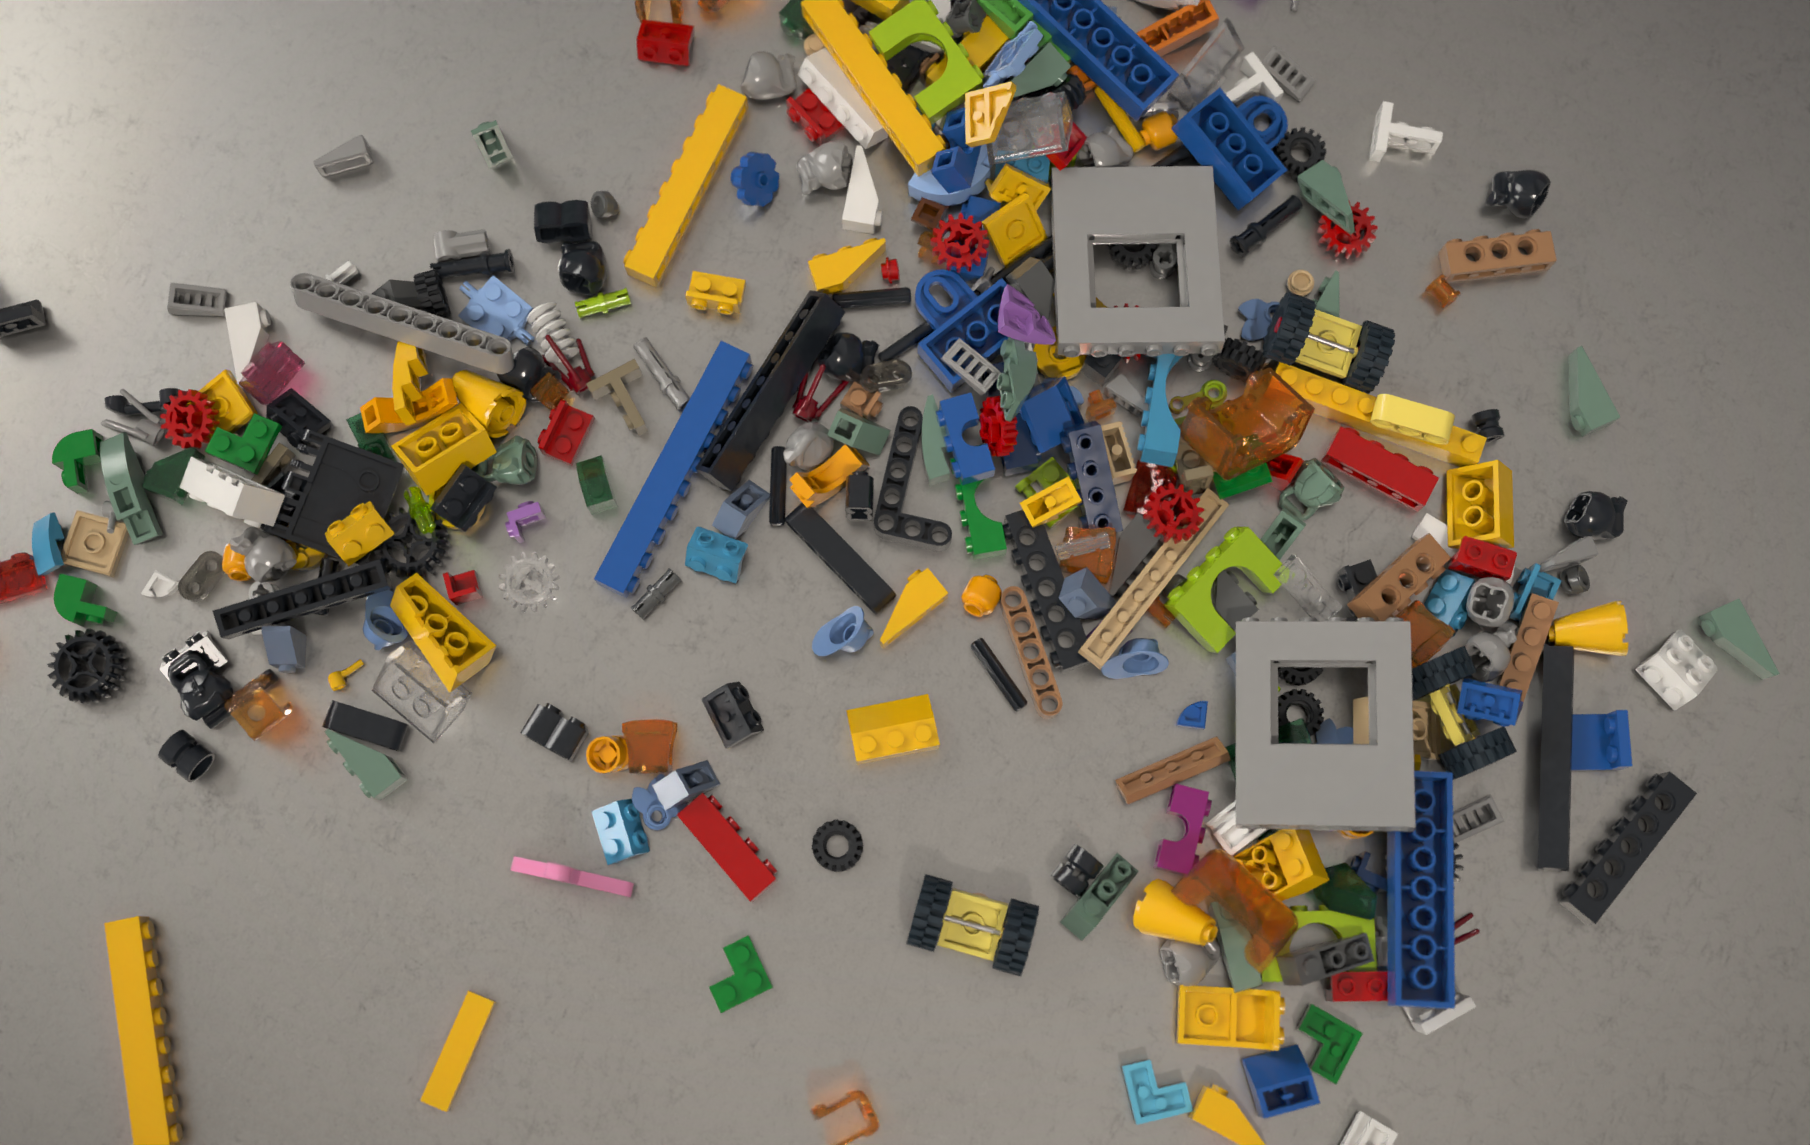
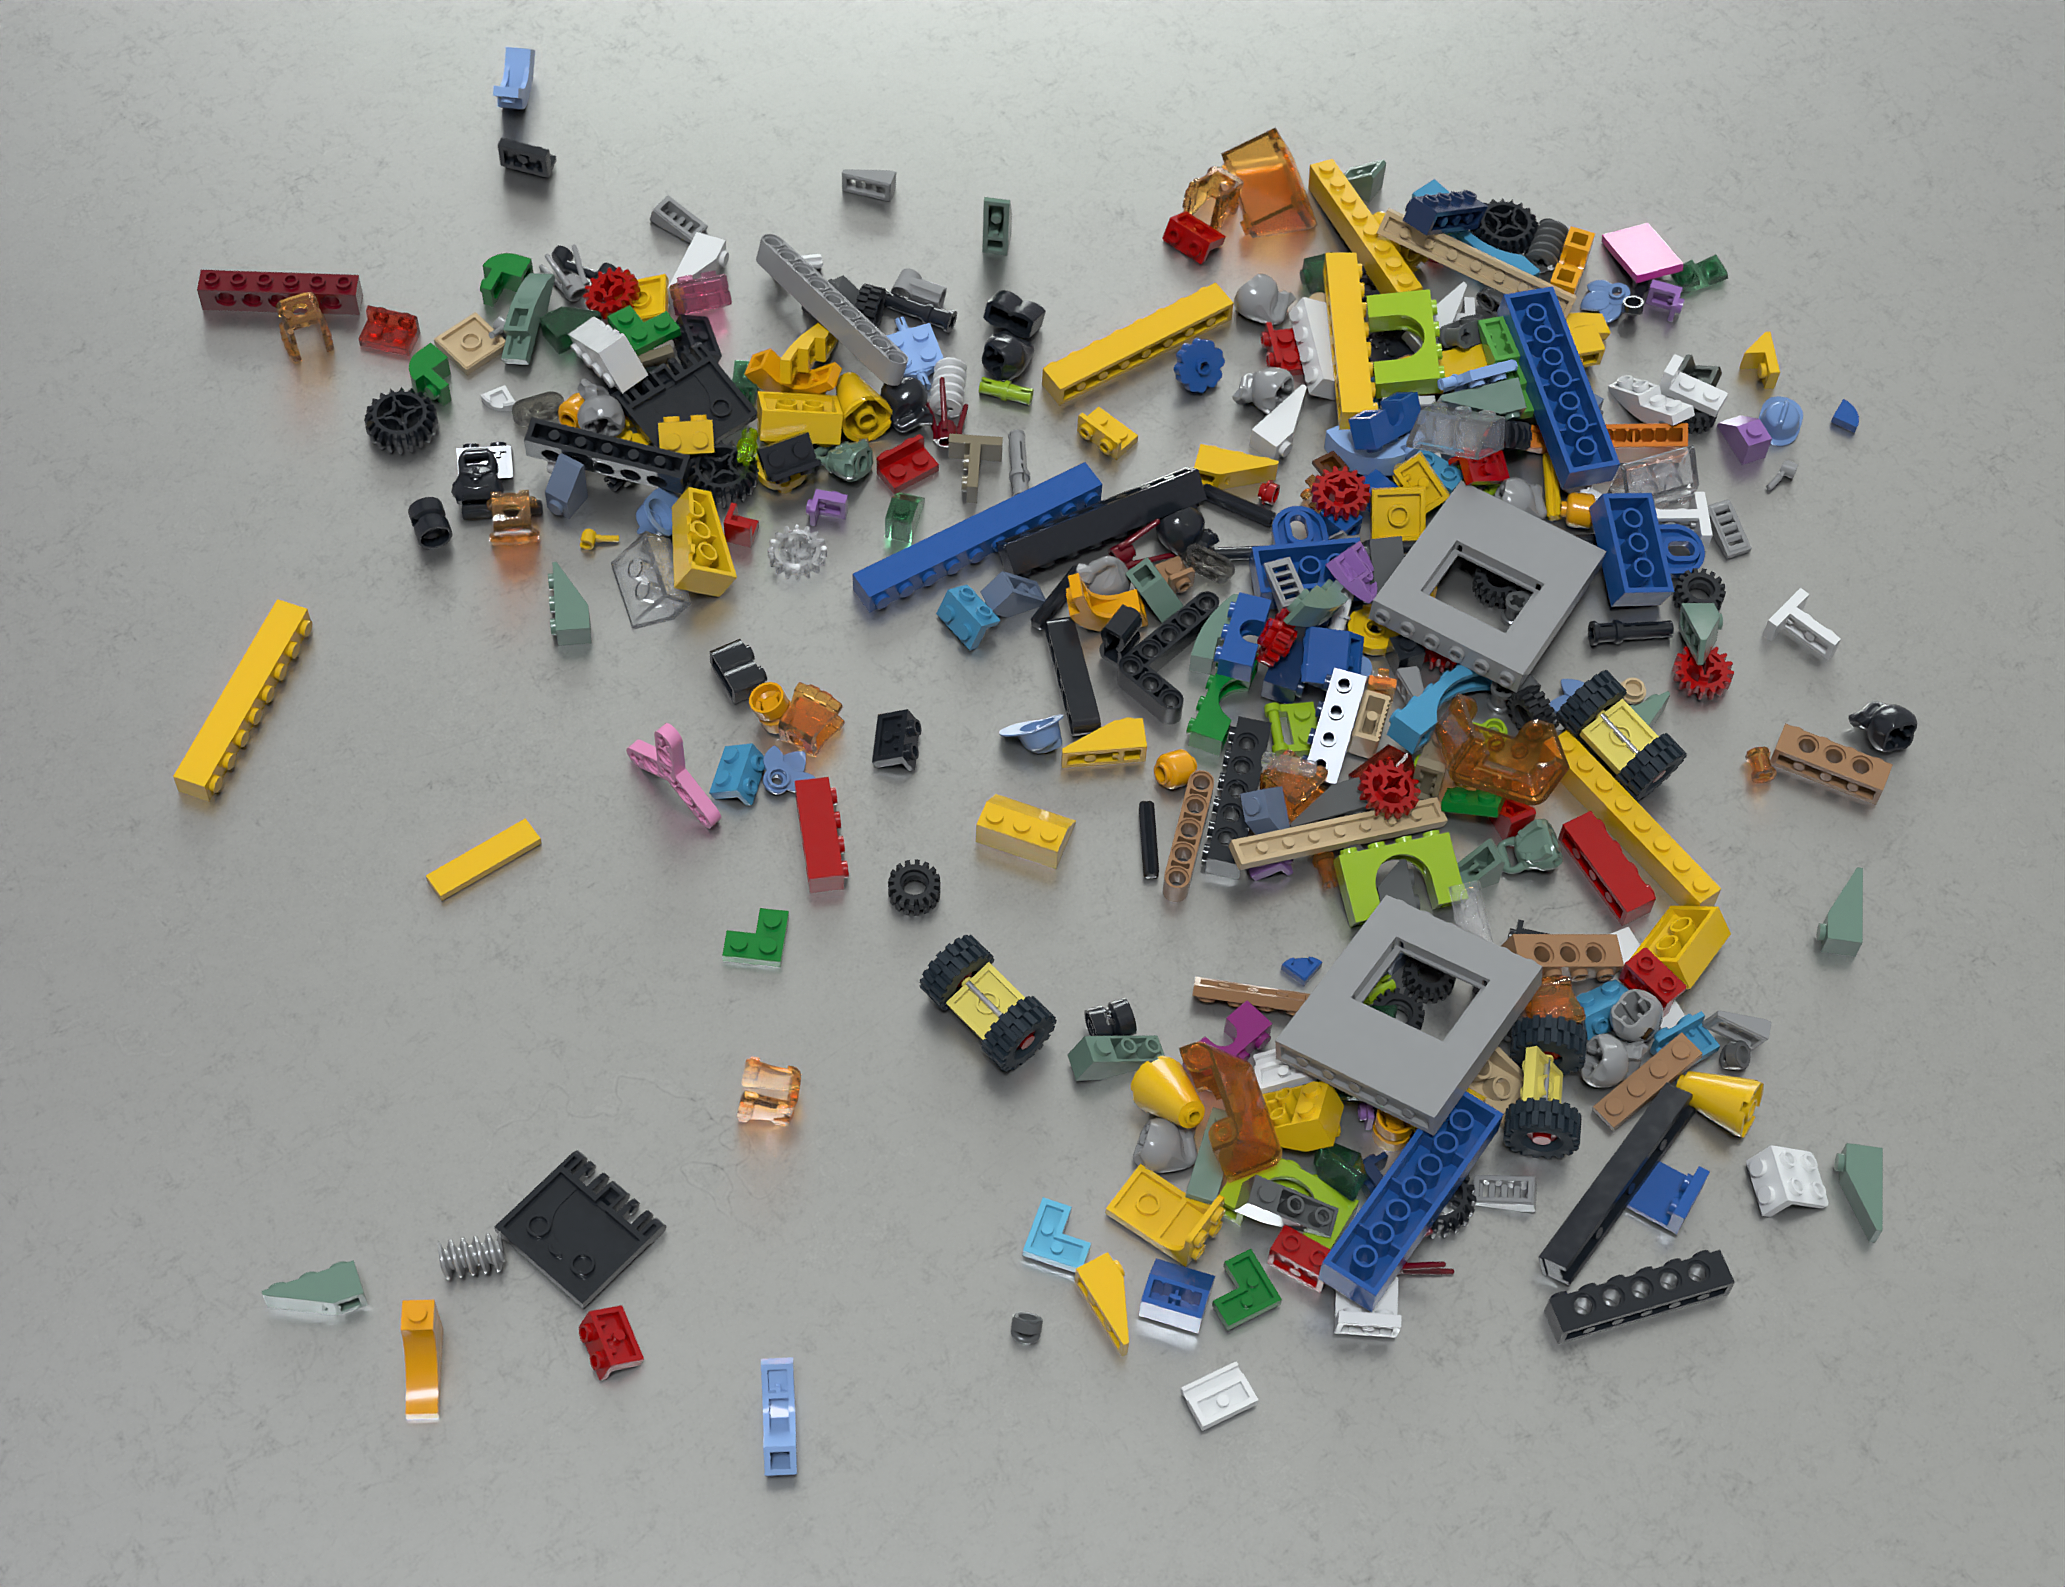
camera: 30 degrees right, 20 degrees down
(45, 536) = (432, 321): dark azure slope -> none
(365, 725) = (589, 581): black beam -> none
(549, 391) = (915, 424): clear orange tile -> none
(604, 204) = (1058, 322): dark grey tile -> none
(656, 593) = (896, 619): dark grey pin -> none
(685, 784) = (817, 760): sand blue slope -> none
(986, 112) = (1427, 398): yellow wing -> none
(1050, 502) = (1282, 721): yellow slope -> none
(1136, 658) = (1276, 891): medium blue piece -> none
(1412, 419) = (1657, 829): light yellow beam -> none
(1488, 424) = (1732, 887): black wheel -> none
(1490, 702) = (1579, 1086): blue bracket -> none
(1596, 516) = (1791, 1014): black piece -> none

